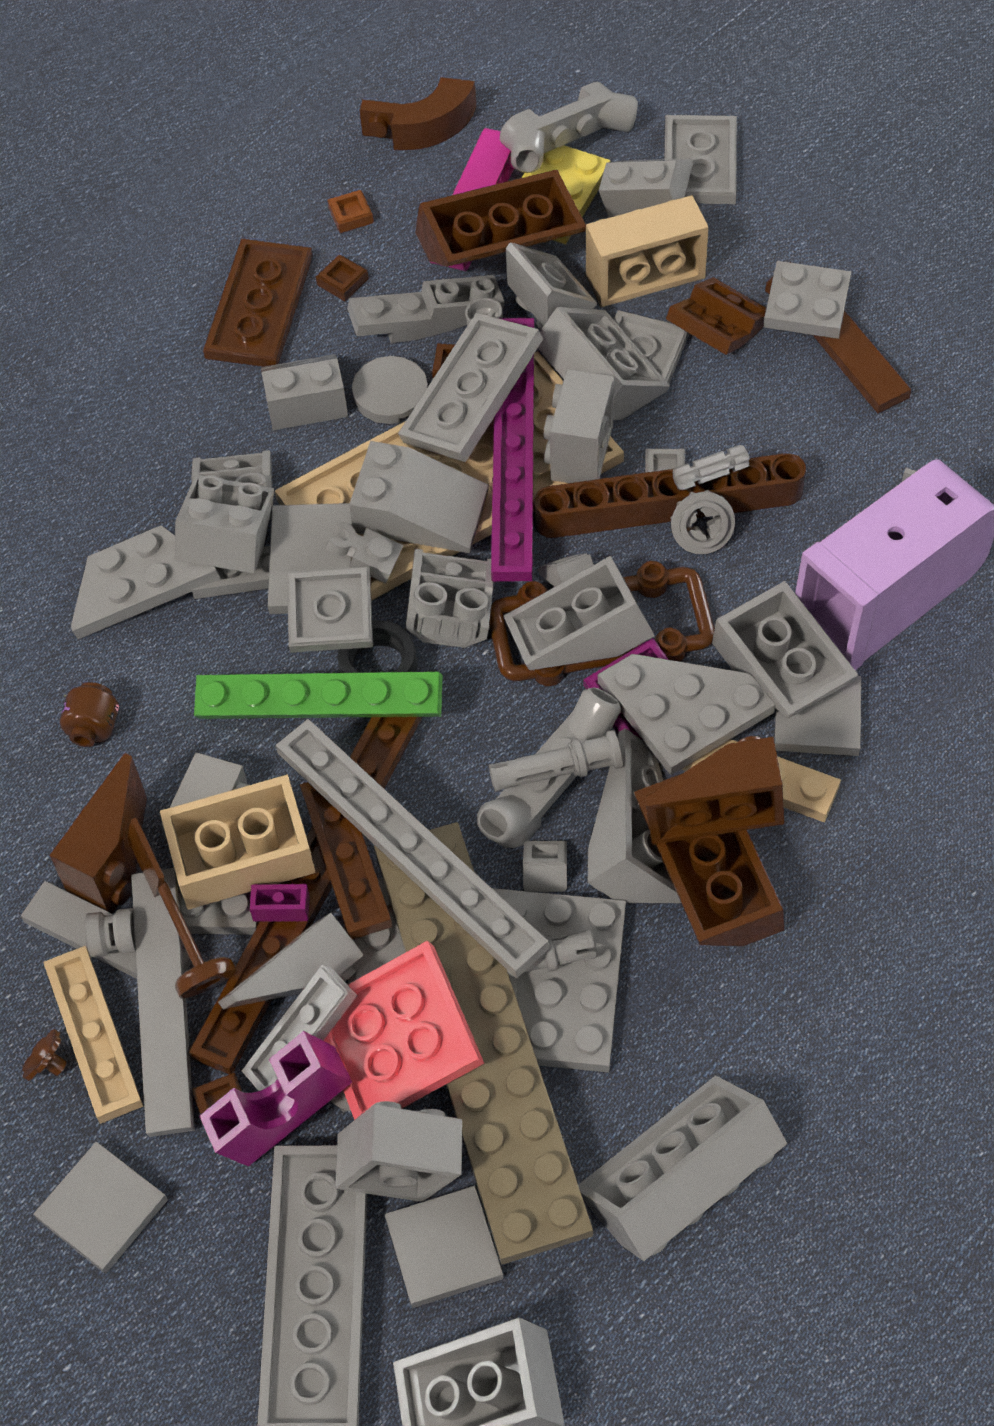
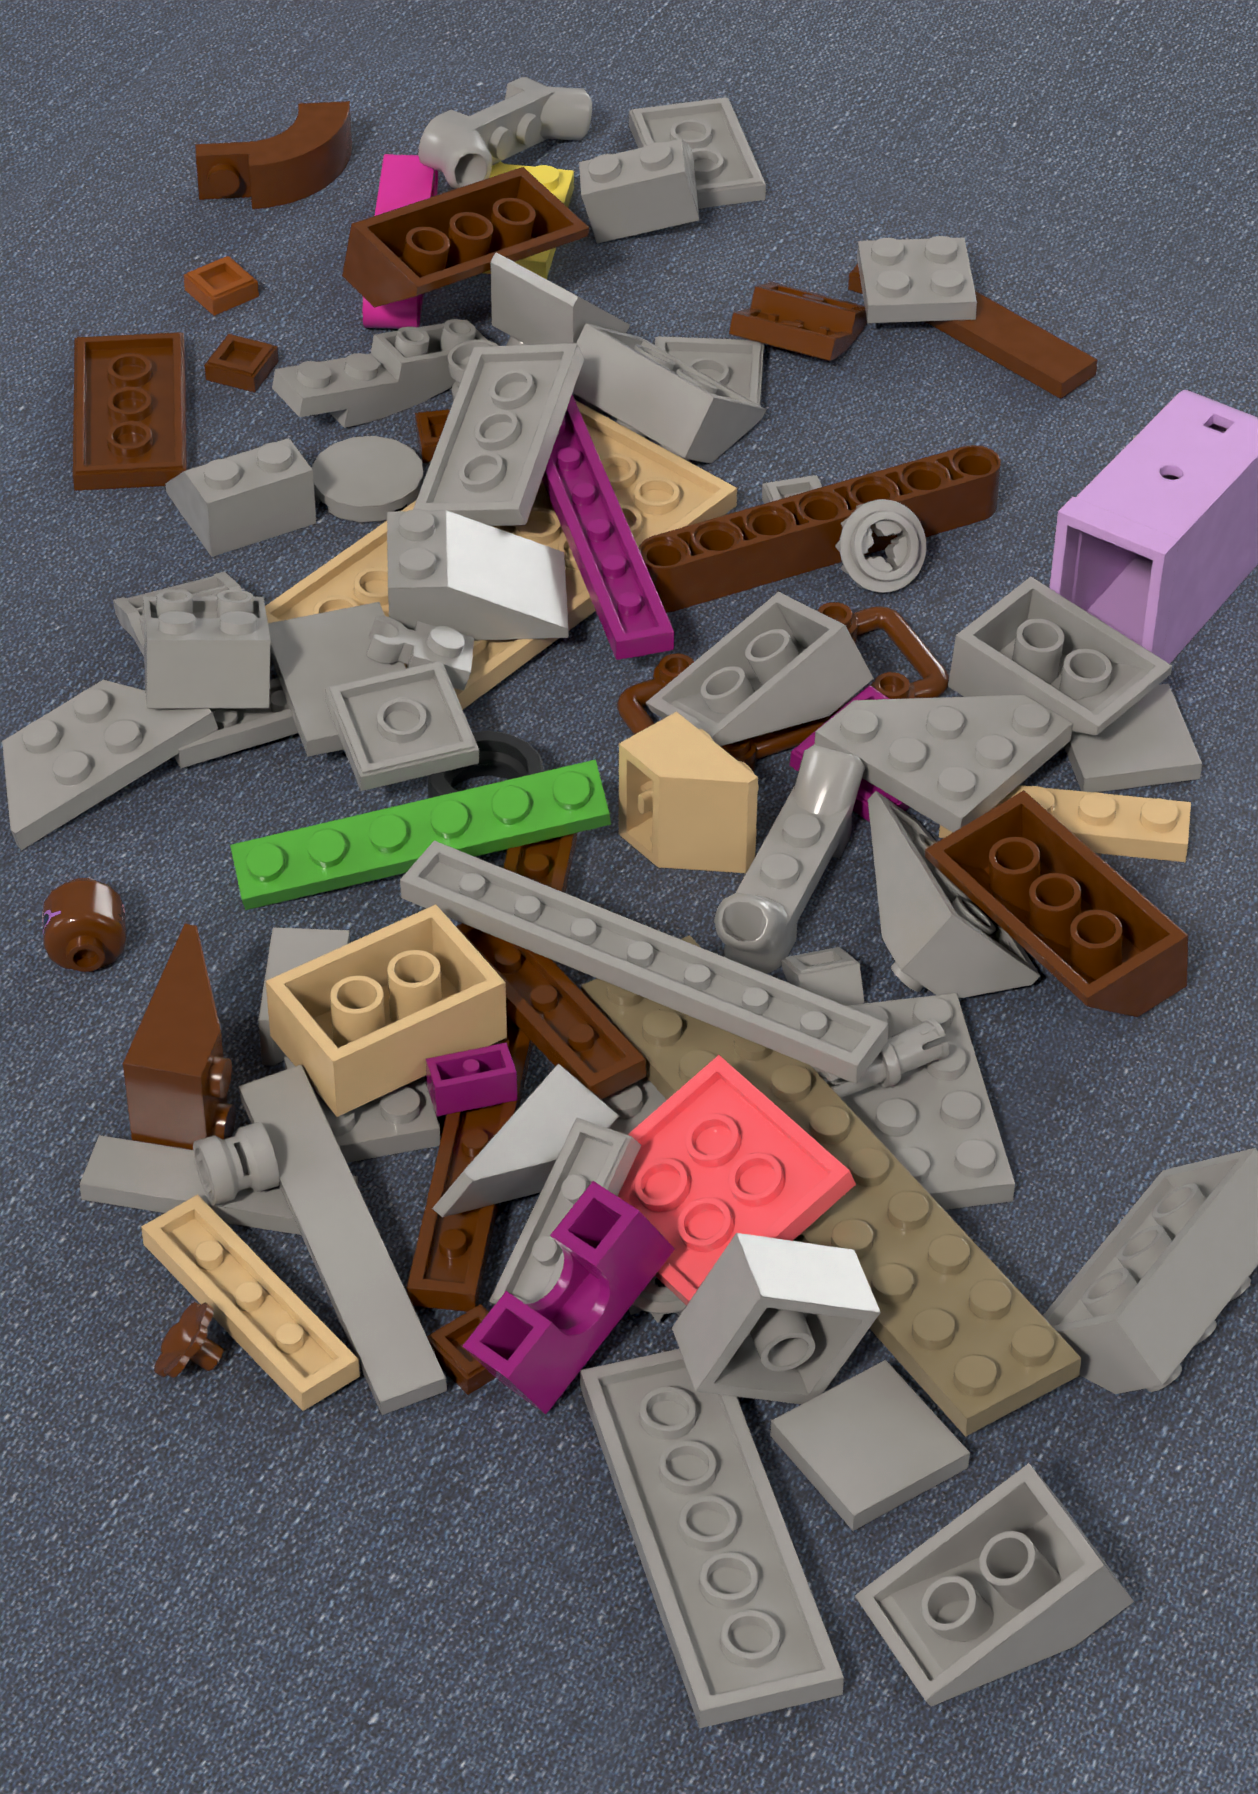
camera: 20 degrees left, 15 degrees down
(100, 1207) = (346, 1509): light grey tile -> none
(203, 974) = (279, 1055): reddish brown piece -> none
(449, 599) = (564, 696): light grey slope -> none
(493, 708) = (686, 799): none -> tan slope
(565, 568) = (709, 631): light grey slope -> none
(576, 759) = (829, 826): light grey pin -> none
(580, 426) = (675, 450): light grey brick -> none
(646, 250) = (676, 252): tan brick -> none
(710, 467) = (872, 473): light grey axle -> none
(721, 794) = (1062, 803): reddish brown slope -> none

